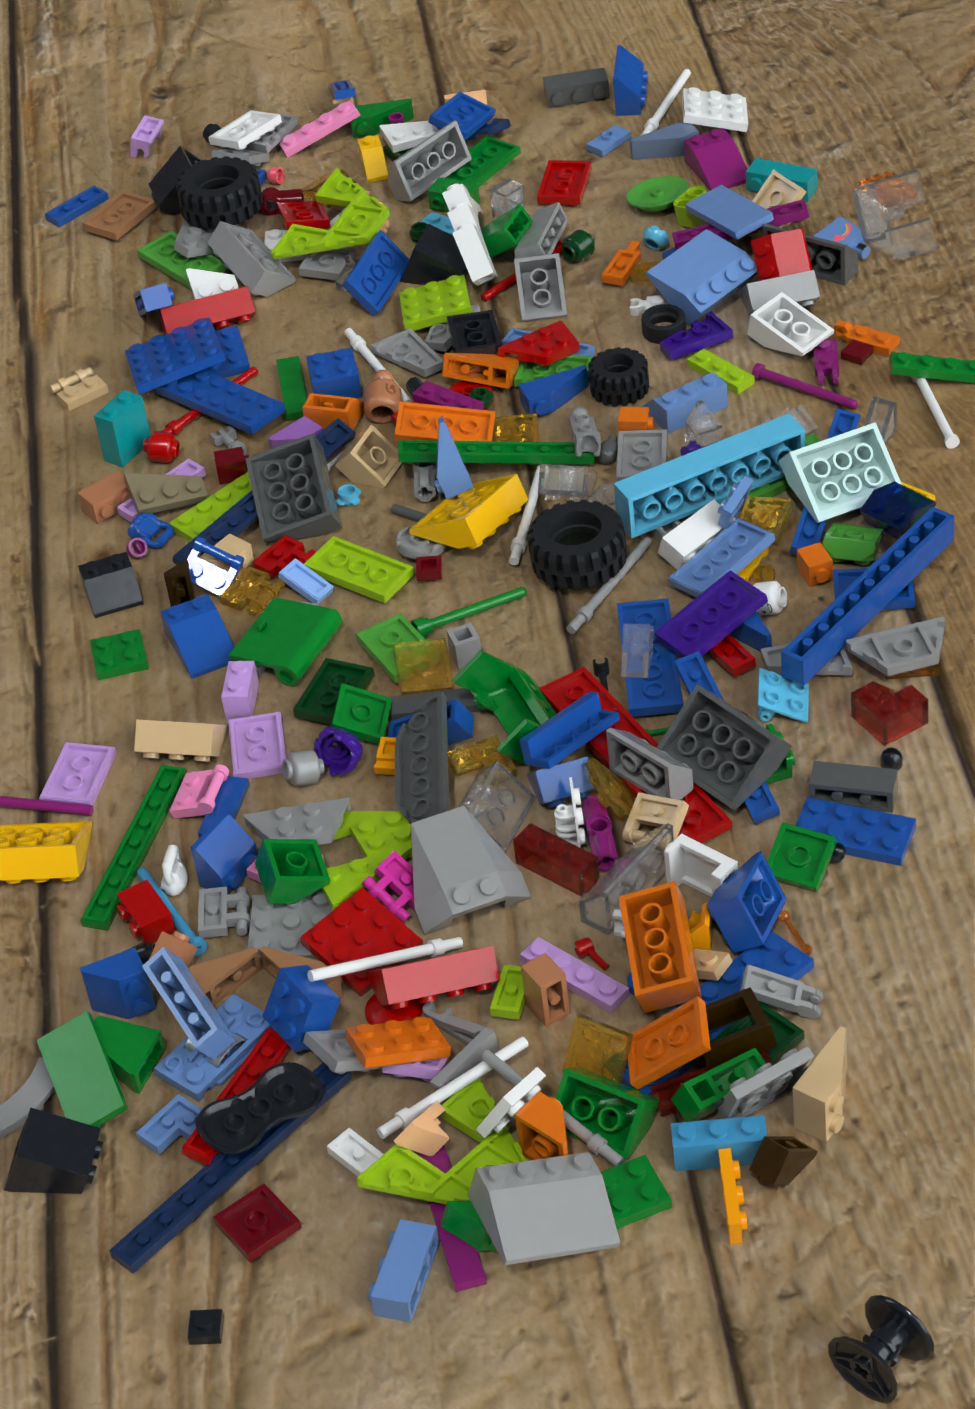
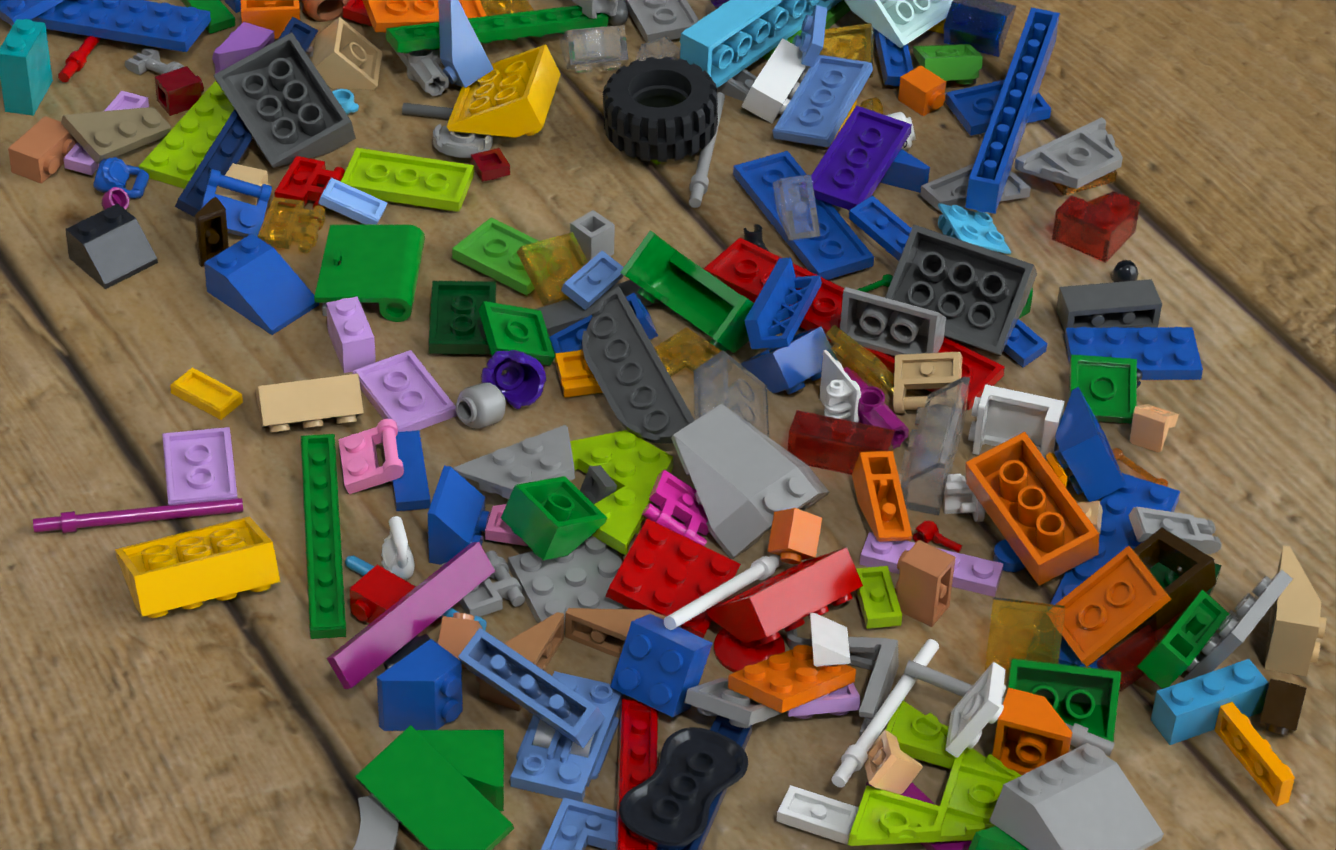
camera: 30 degrees left, 0 degrees up
(116, 716) = (206, 393): none -> yellow tile
(119, 654) = (165, 323): green plate -> none
(145, 924) = (410, 615): none -> magenta tile
(161, 447) = (78, 83): red head -> none
(350, 850) = (597, 484): none -> dark grey plate
(426, 626) = (528, 225): green piece -> none
(436, 1018) = (829, 642): none -> white slope
(439, 680) = (593, 280): none -> medium blue plate
(467, 927) = (794, 535): none -> orange brick
(519, 542) = (576, 121): white bar -> none
(558, 910) = (881, 496): none -> orange slope
(635, 1191) = (1151, 773): green plate -> none
(732, 656) = (897, 199): red plate -> none
(822, 893) = (1151, 426): none -> light nougat slope

